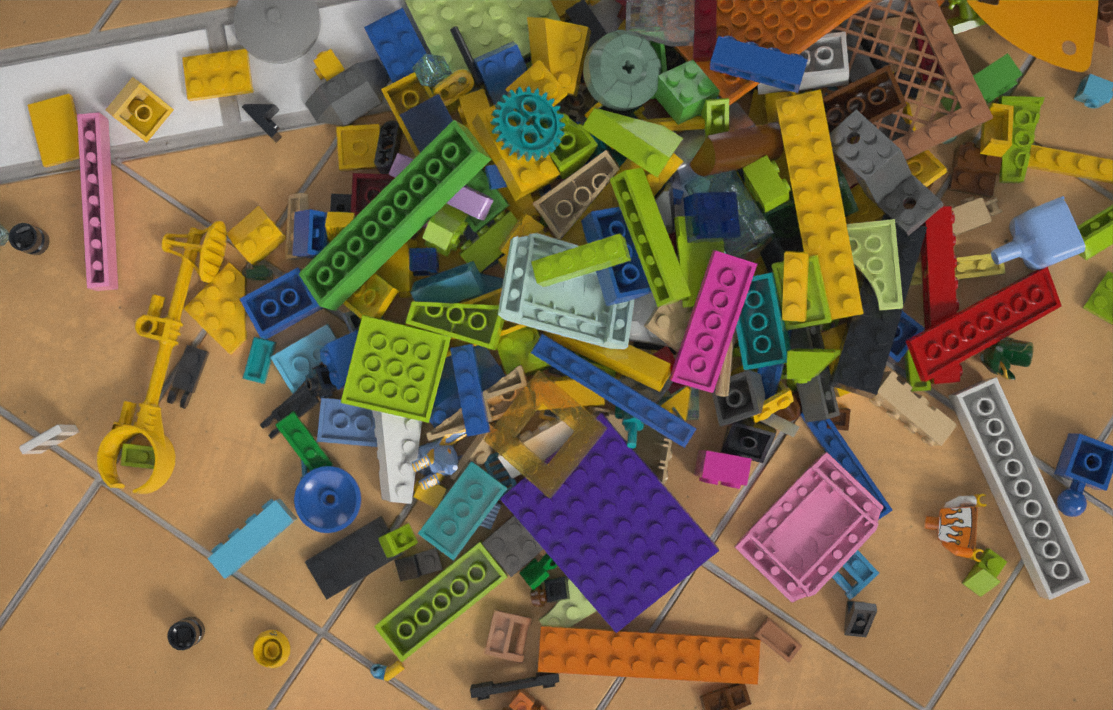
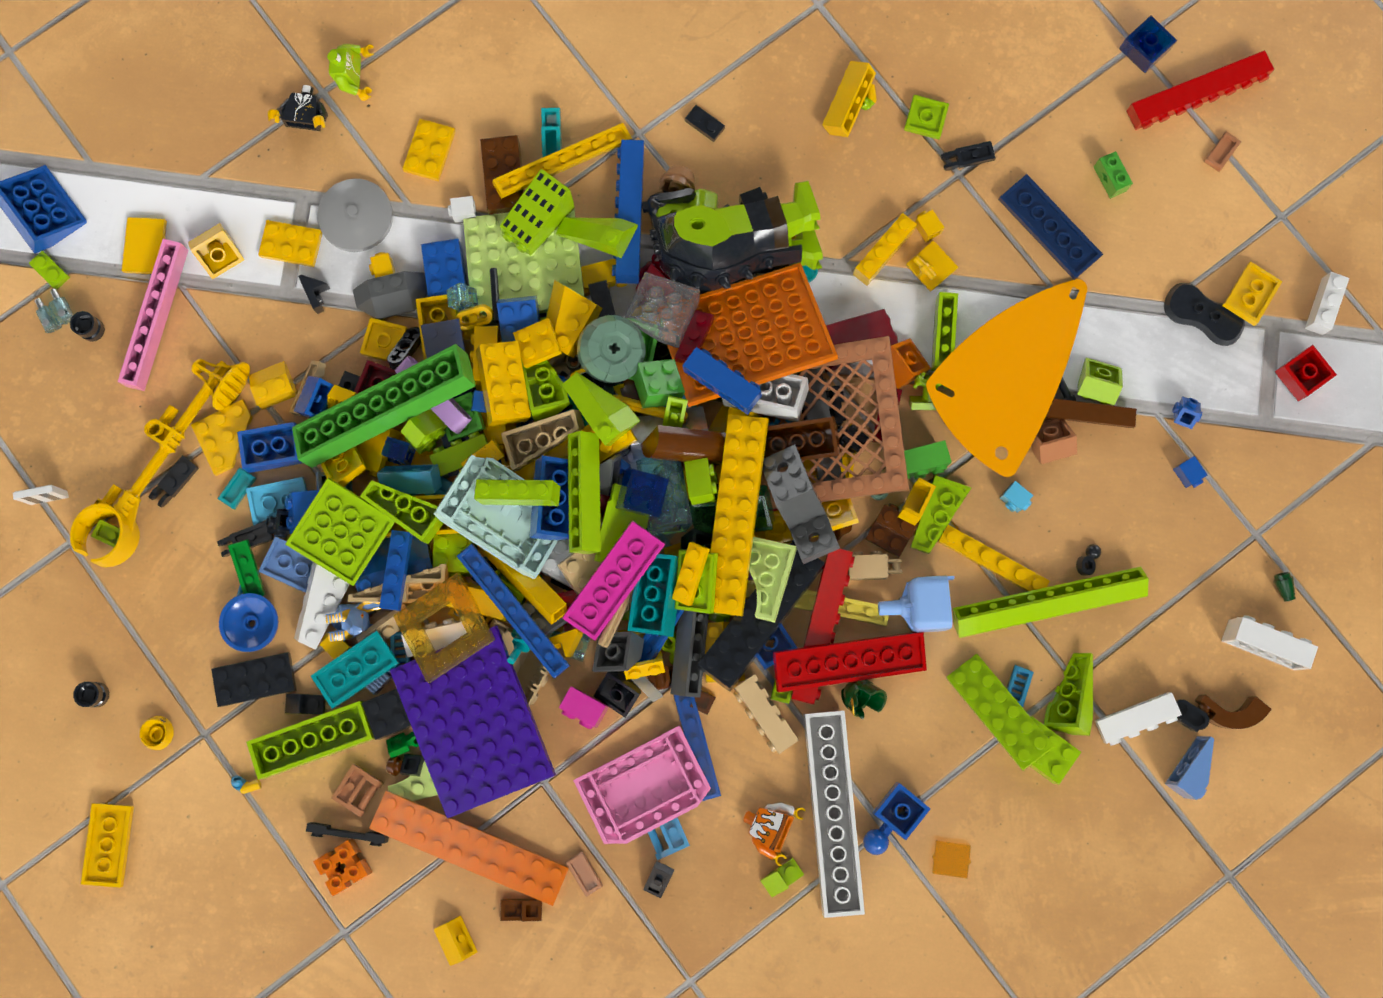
camera: 25 degrees right, 5 degrees down
(252, 538) = (175, 634): medium azure brick -> none
(259, 273) = (263, 416): clear green plate -> none
(398, 540) = (294, 677): lime slope -> none
(514, 135) = (532, 360): teal gear -> none
(808, 363) = (681, 642): lime slope -> none

